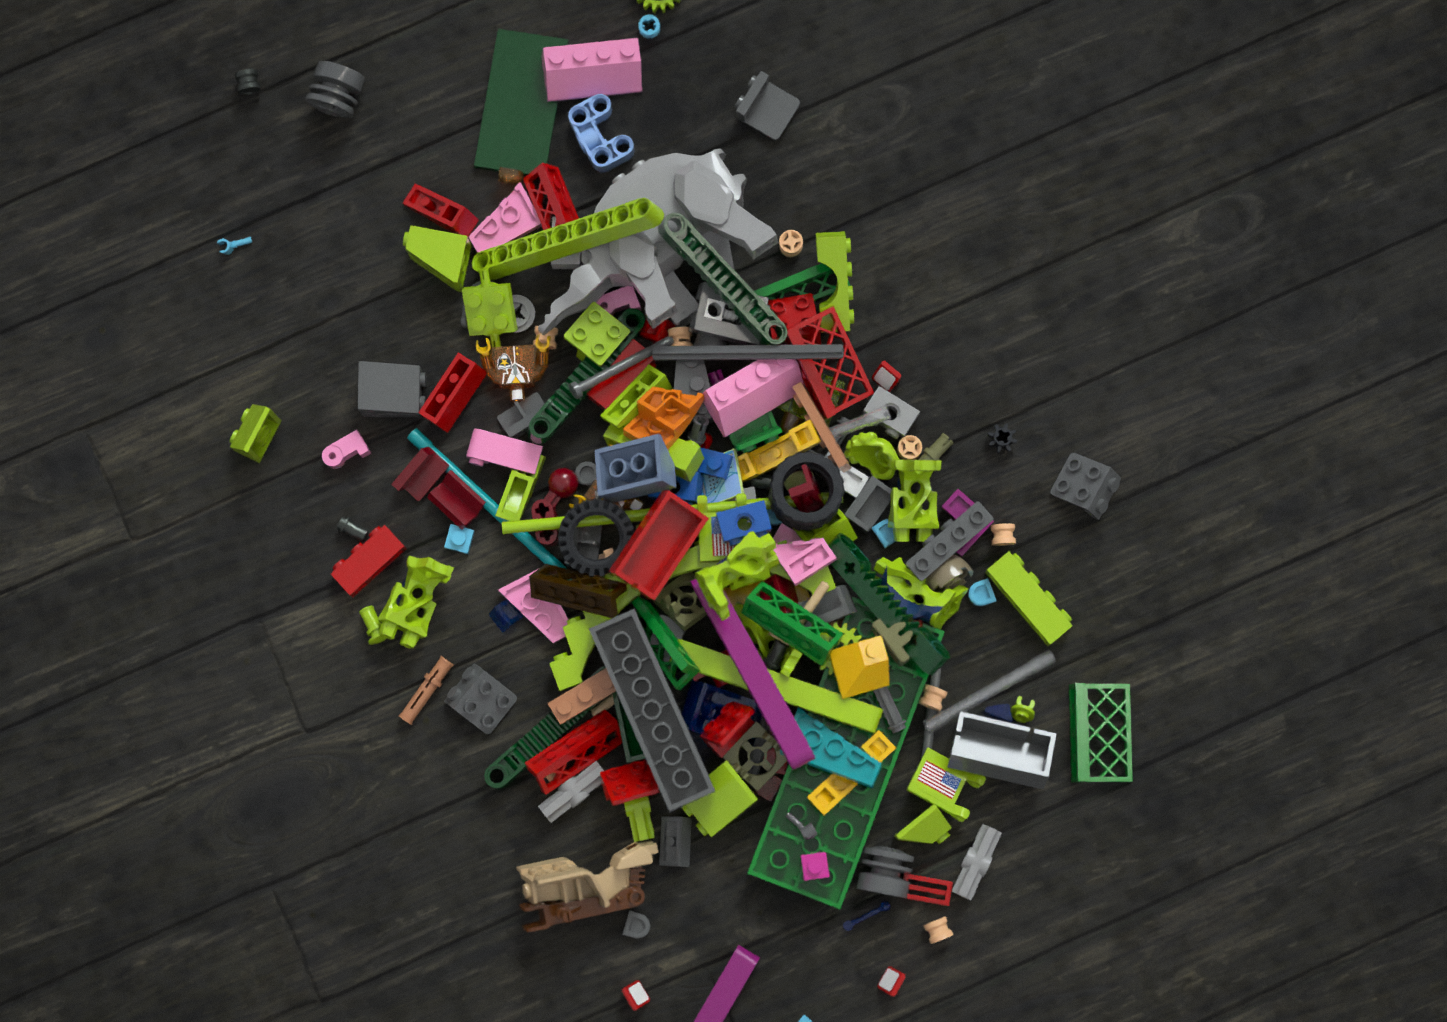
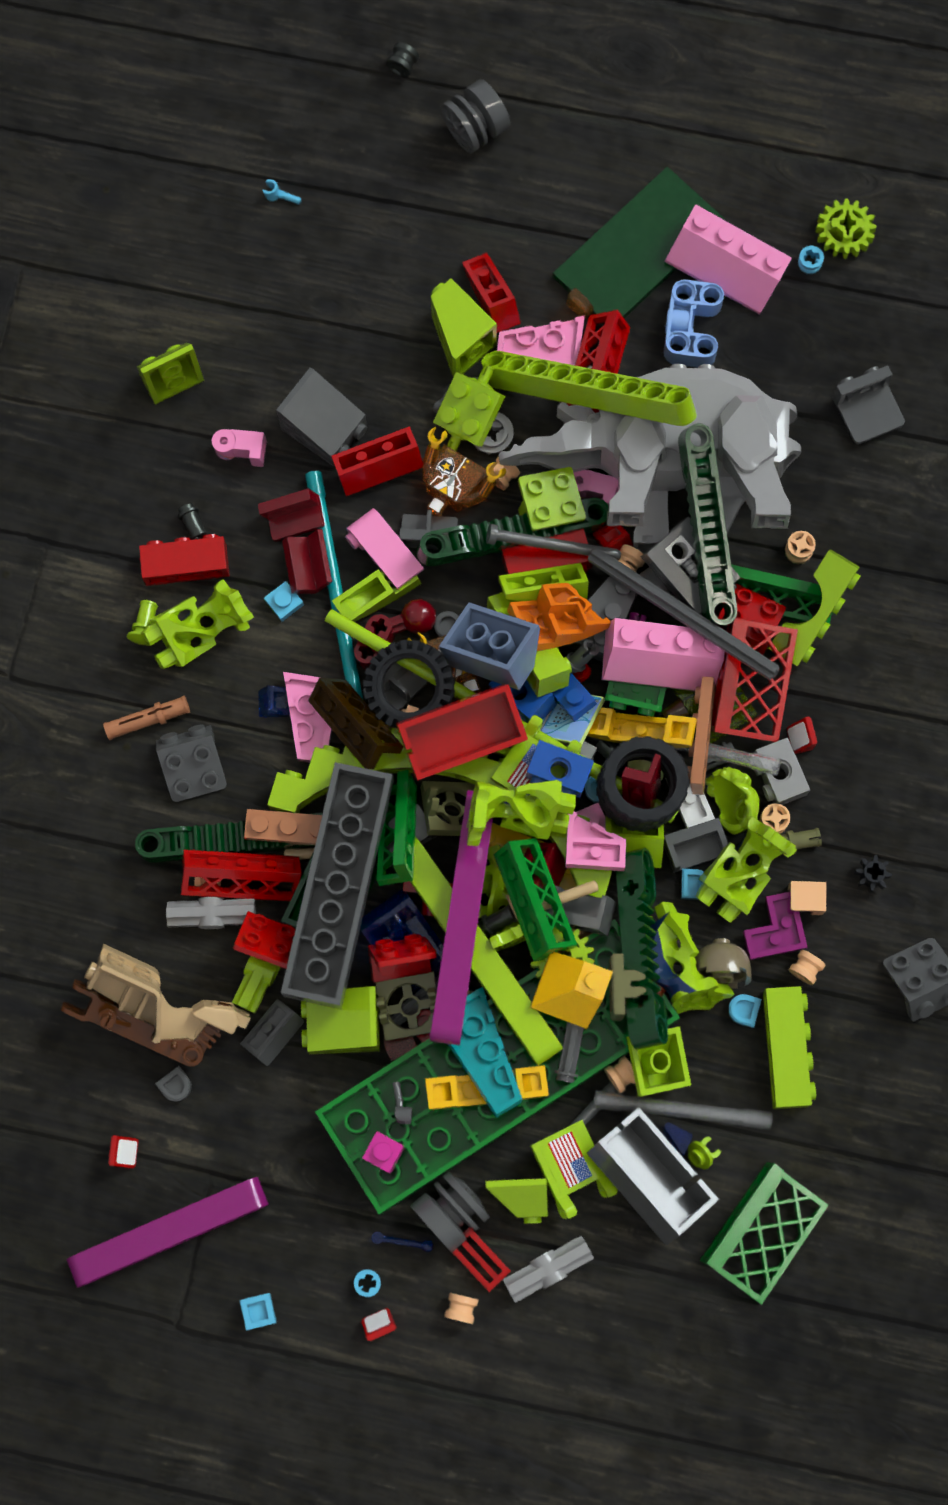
camera: 35 degrees right, 5 degrees down
(856, 957) = (373, 1290): none -> medium azure bush
(949, 541) = (749, 932): dark grey bracket -> none
(956, 674) = (660, 1066): none -> lime slope
(970, 486) = (808, 896): none -> light nougat panel

